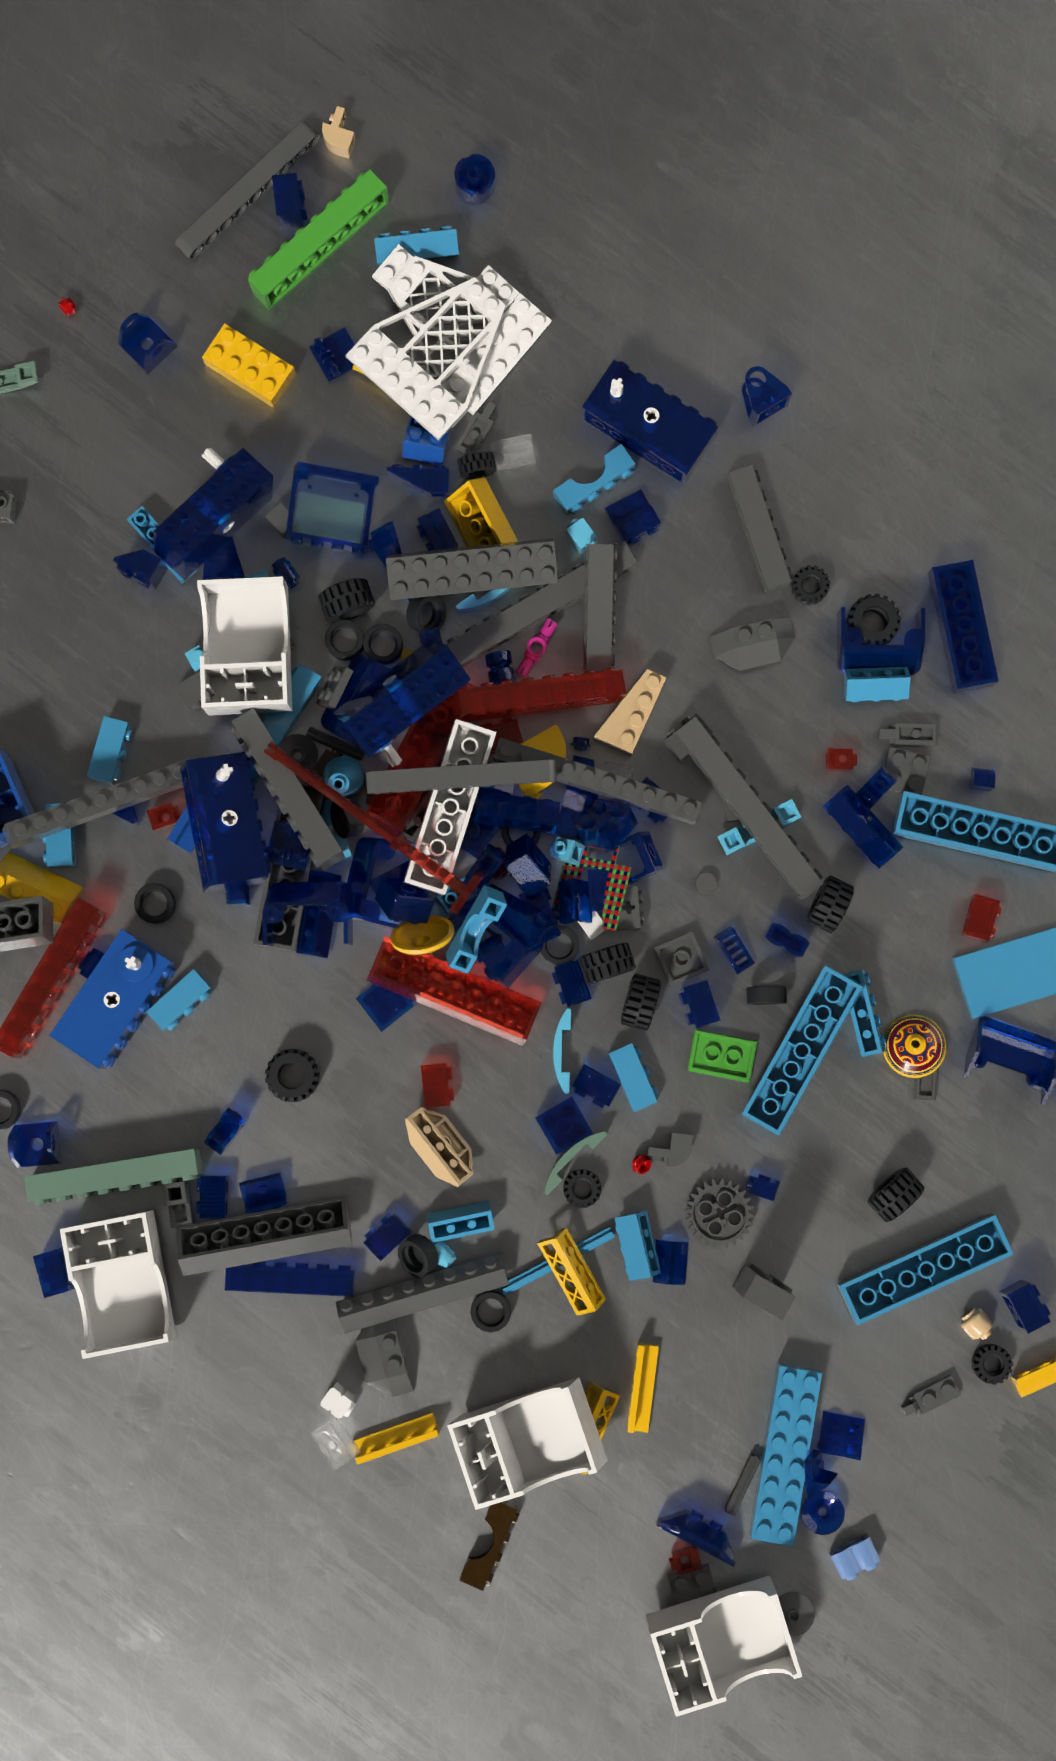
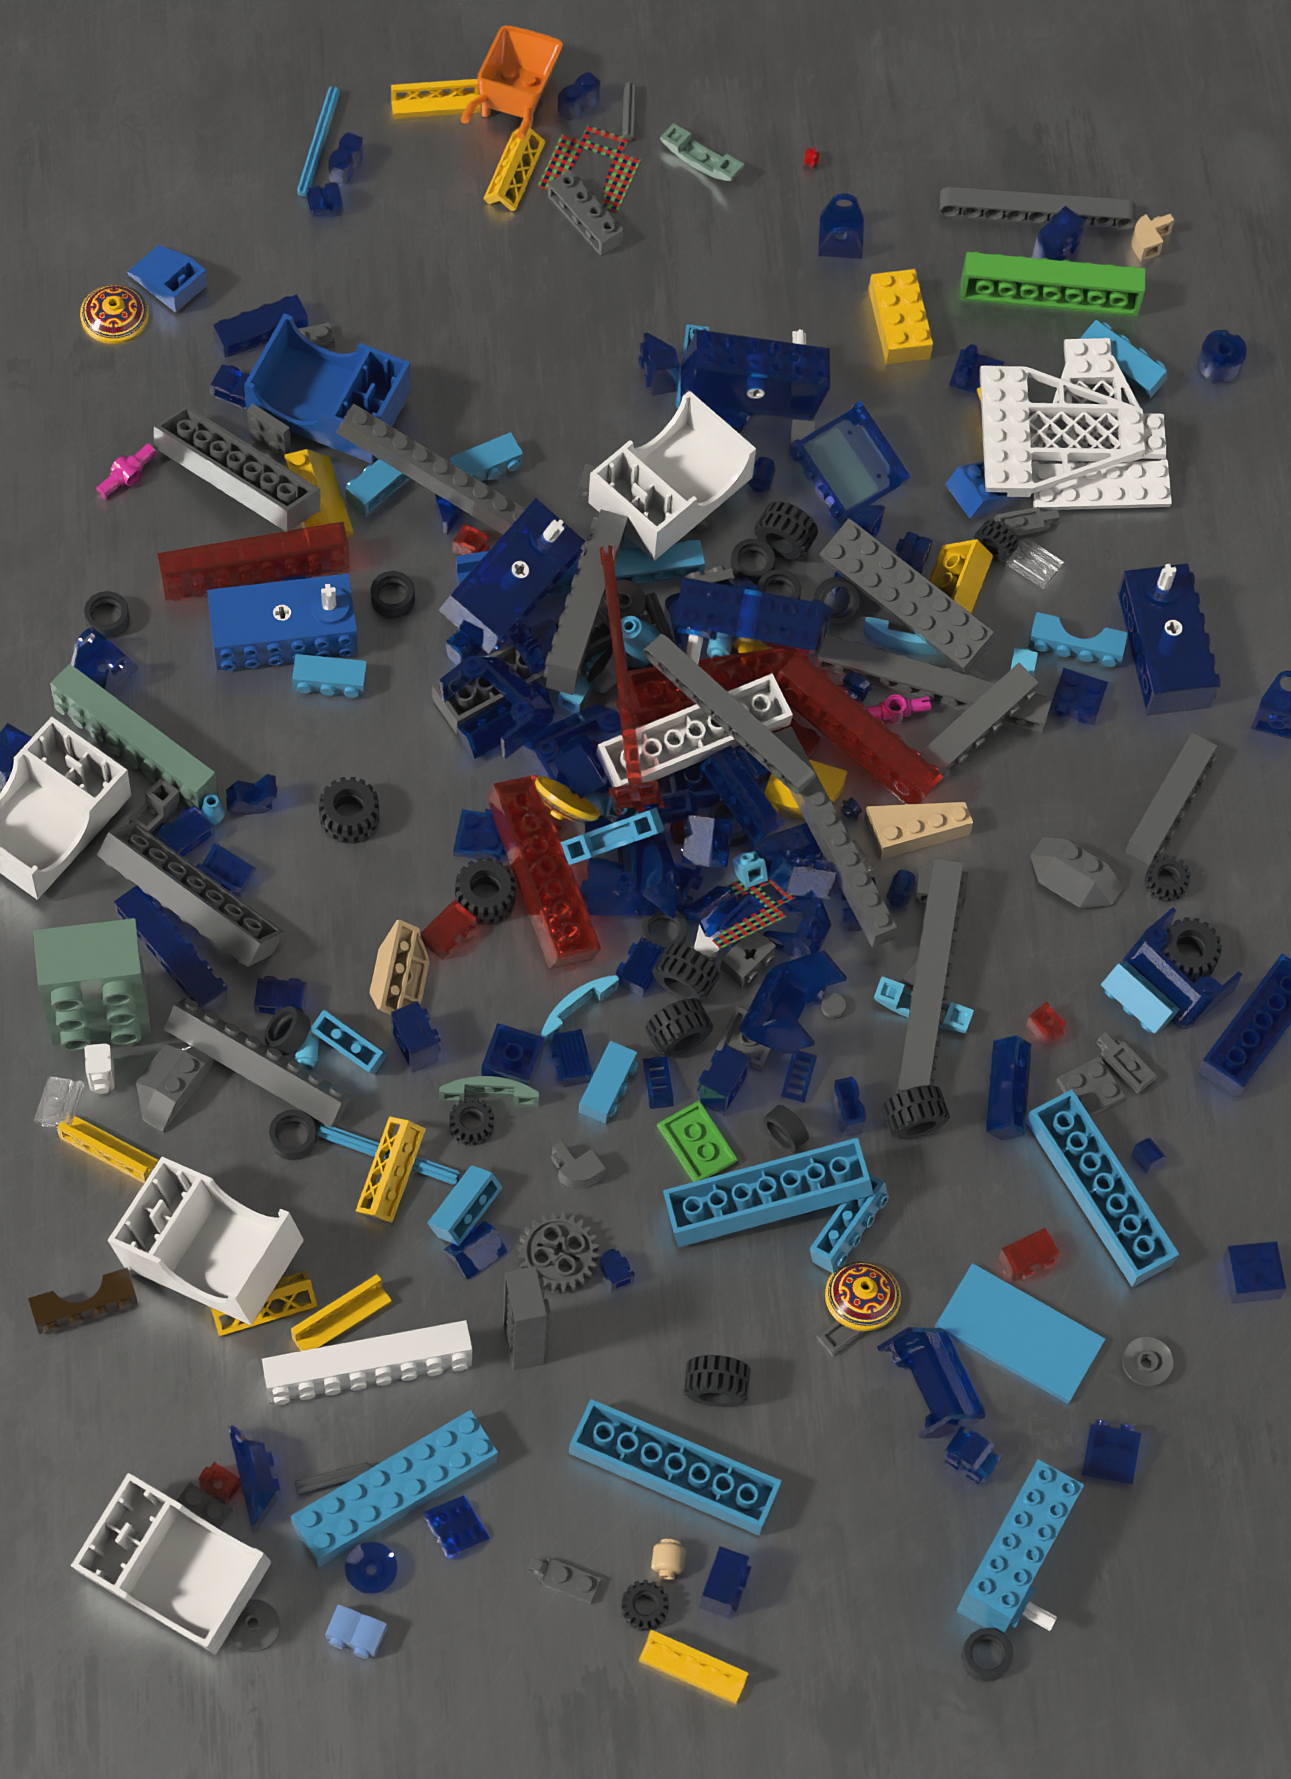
camera: 40 degrees right, 20 degrees down
(217, 1164) = (213, 809): none -> dark azure cone
(278, 1377) = (92, 983): none -> sand green piece
(411, 1037) = (486, 873): none -> black tyre
(427, 481) = (945, 517): clear blue slope -> none
(495, 1176) = (415, 1036): none -> clear blue brick
(641, 1164) = (536, 1157): red plate -> none
(666, 764) = (901, 888): none -> clear blue brick
(674, 1052) = (663, 1096): none -> clear blue slope
(677, 919) = (782, 997): none -> clear blue windscreen
(690, 1403) = (367, 1362): none -> white brick
(815, 1475) = (399, 1527): clear blue slope -> none
(876, 787) = (1052, 1073): clear blue slope -> none

